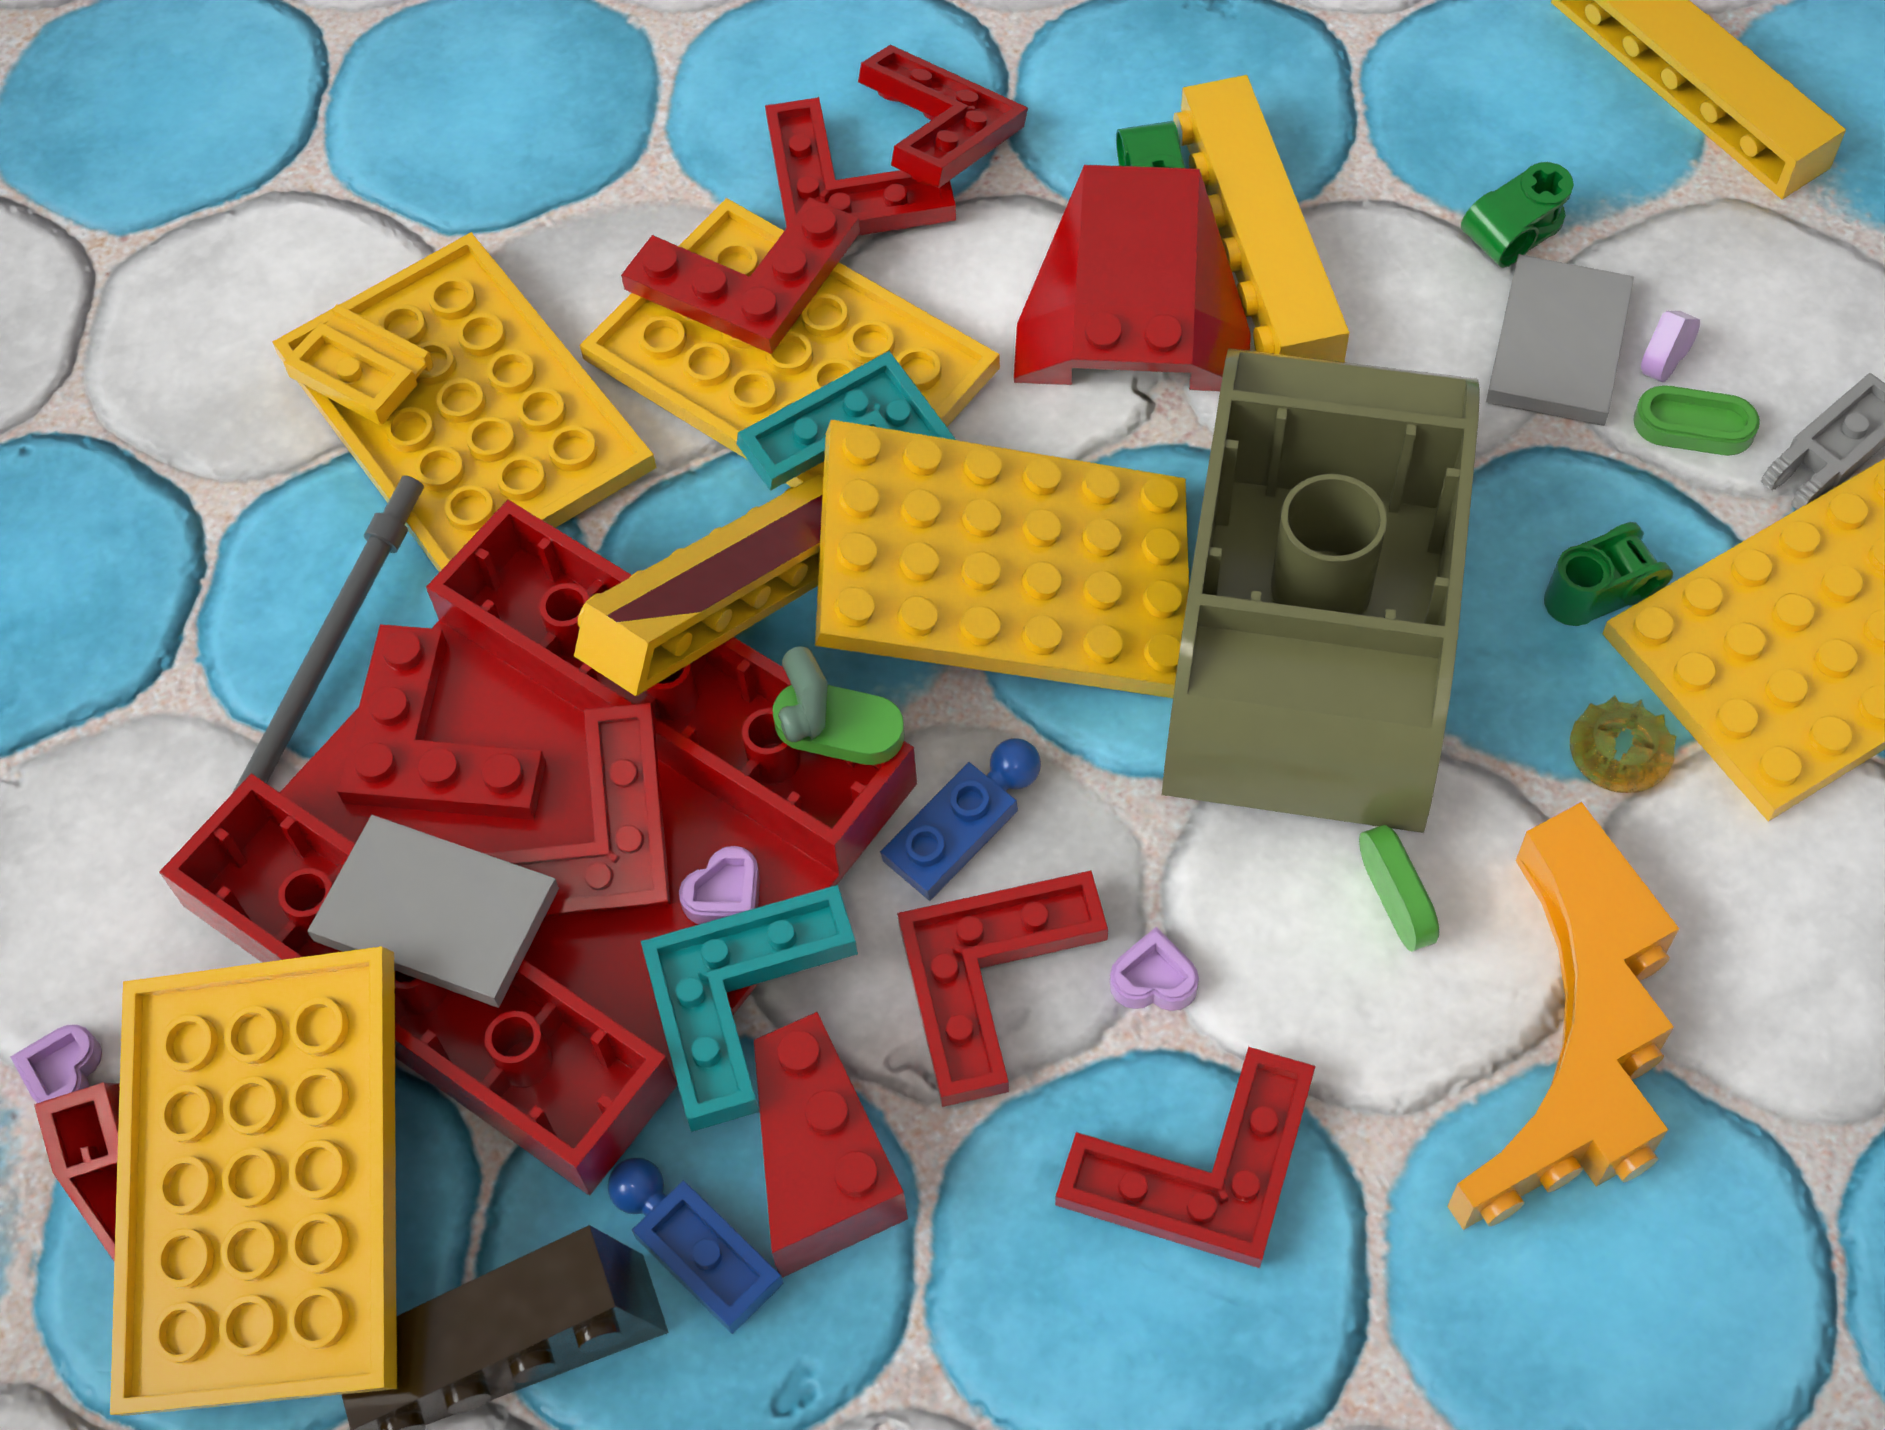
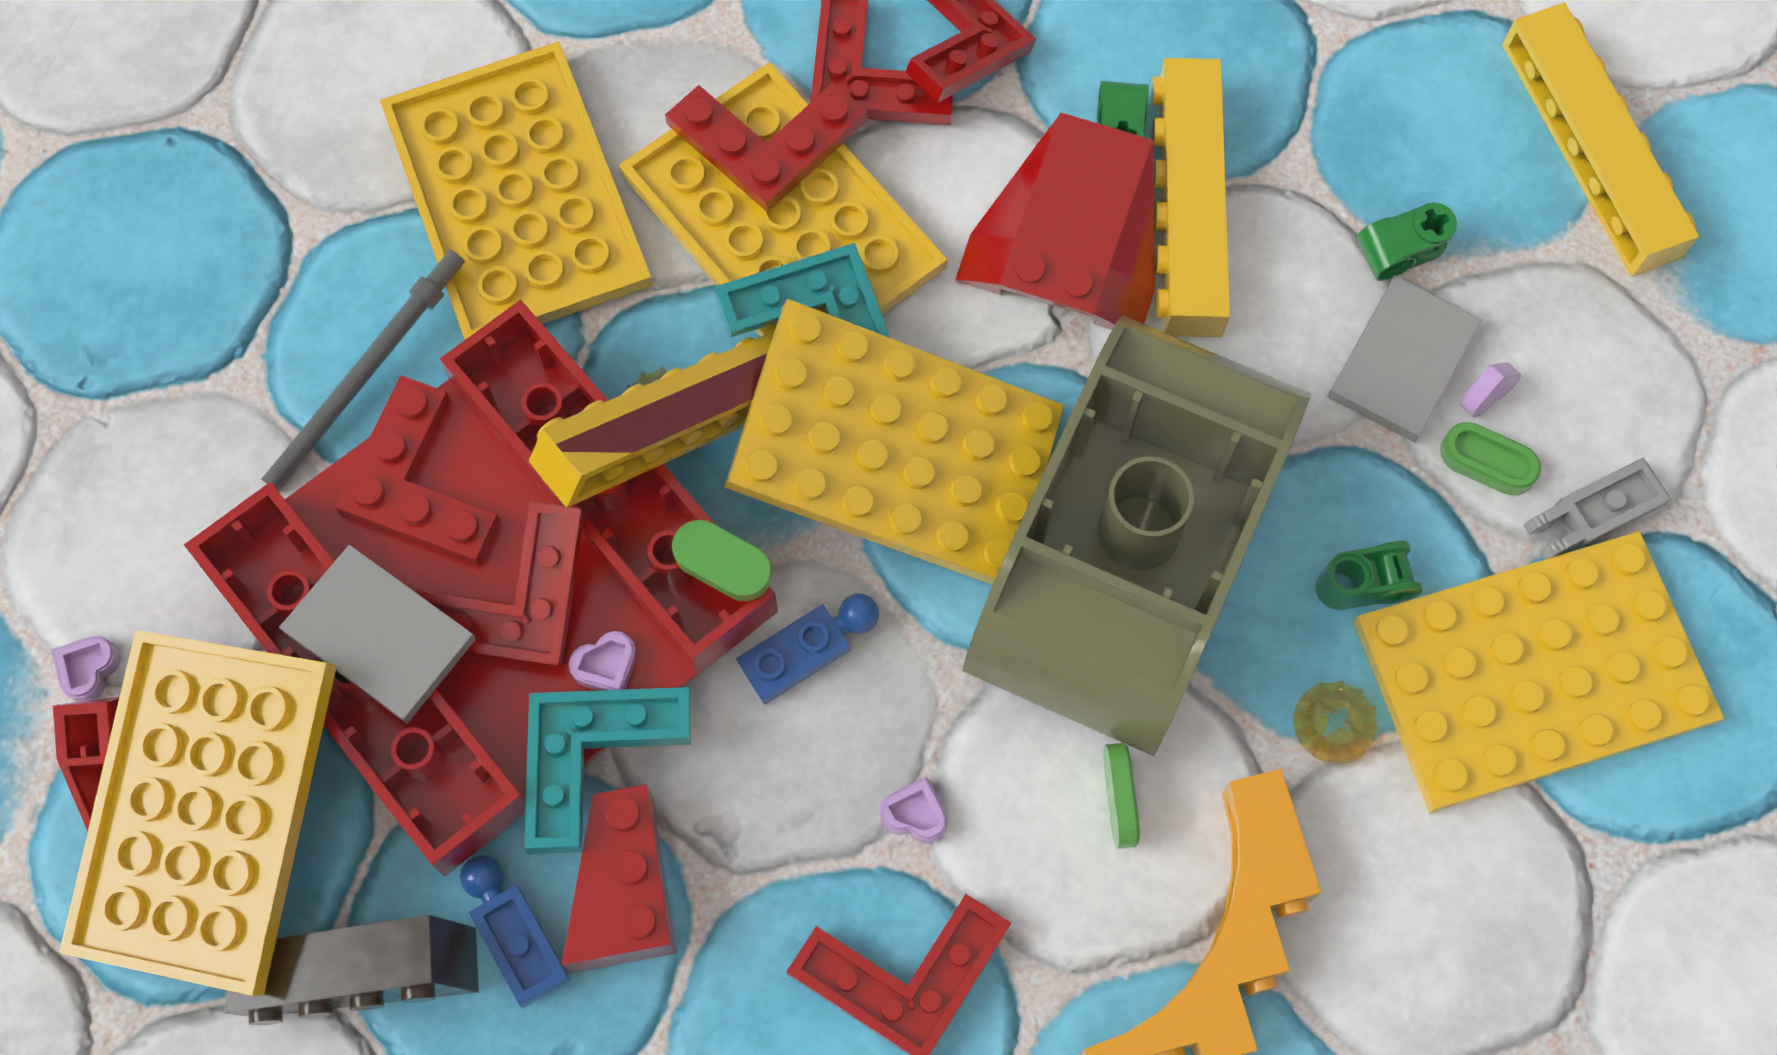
camera: 10 degrees right, 10 degrees up
(358, 364) = (439, 142): yellow plate -> none
(810, 686) = (703, 533): sand green arm -> none
(957, 938) = (772, 745): red plate -> none

